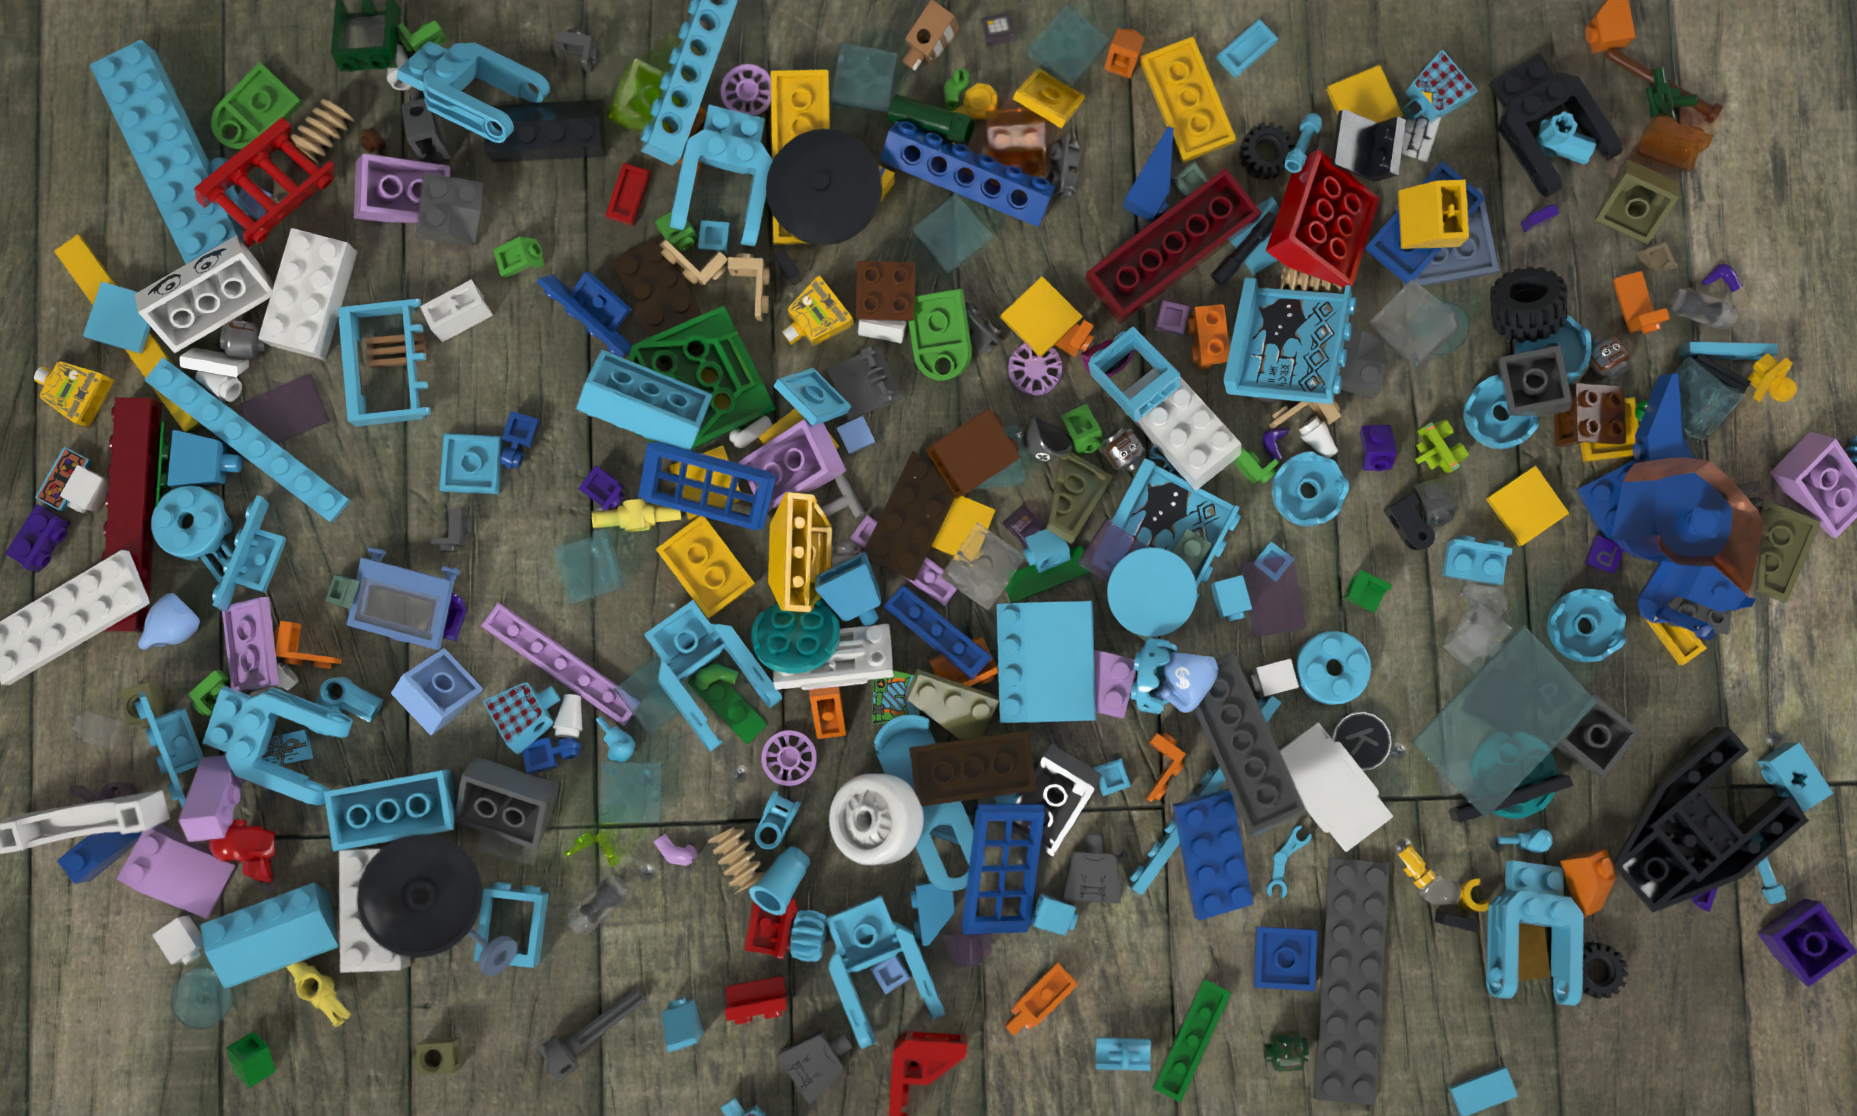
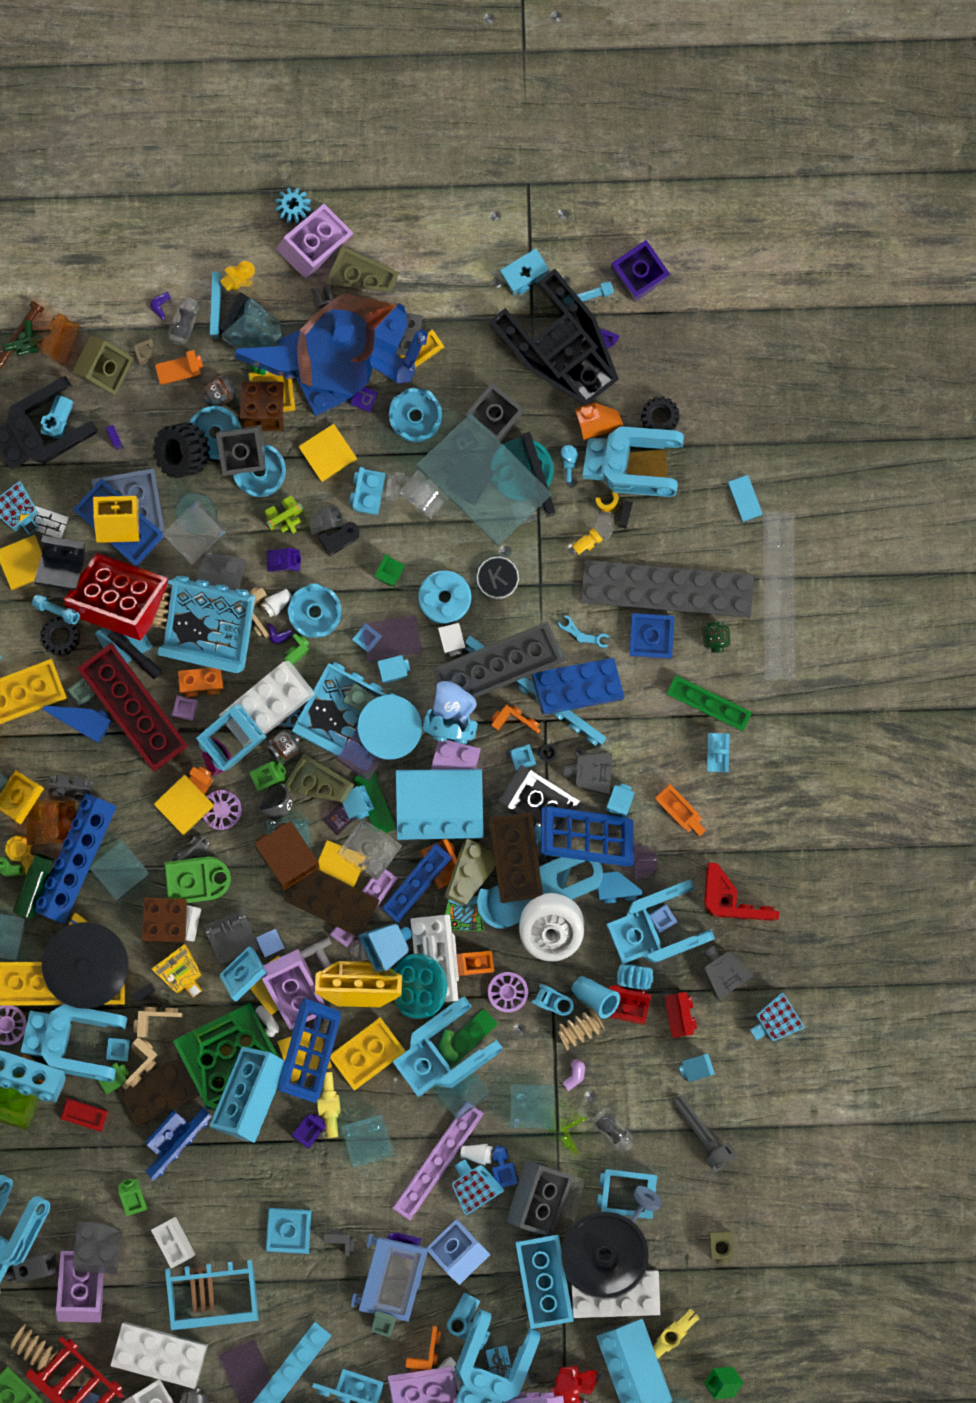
camera: 90 degrees left, 0 degrees up
(372, 141) = (41, 1310): reddish brown plate -> none
(519, 431) = (265, 1193): blue plate -> none
(551, 131) = (33, 1172): black slope -> none
(620, 743) = (496, 1116): medium azure piece -> none
(1125, 812) = (549, 748): none -> black hinge
(1334, 787) = (530, 599): white piece -> none

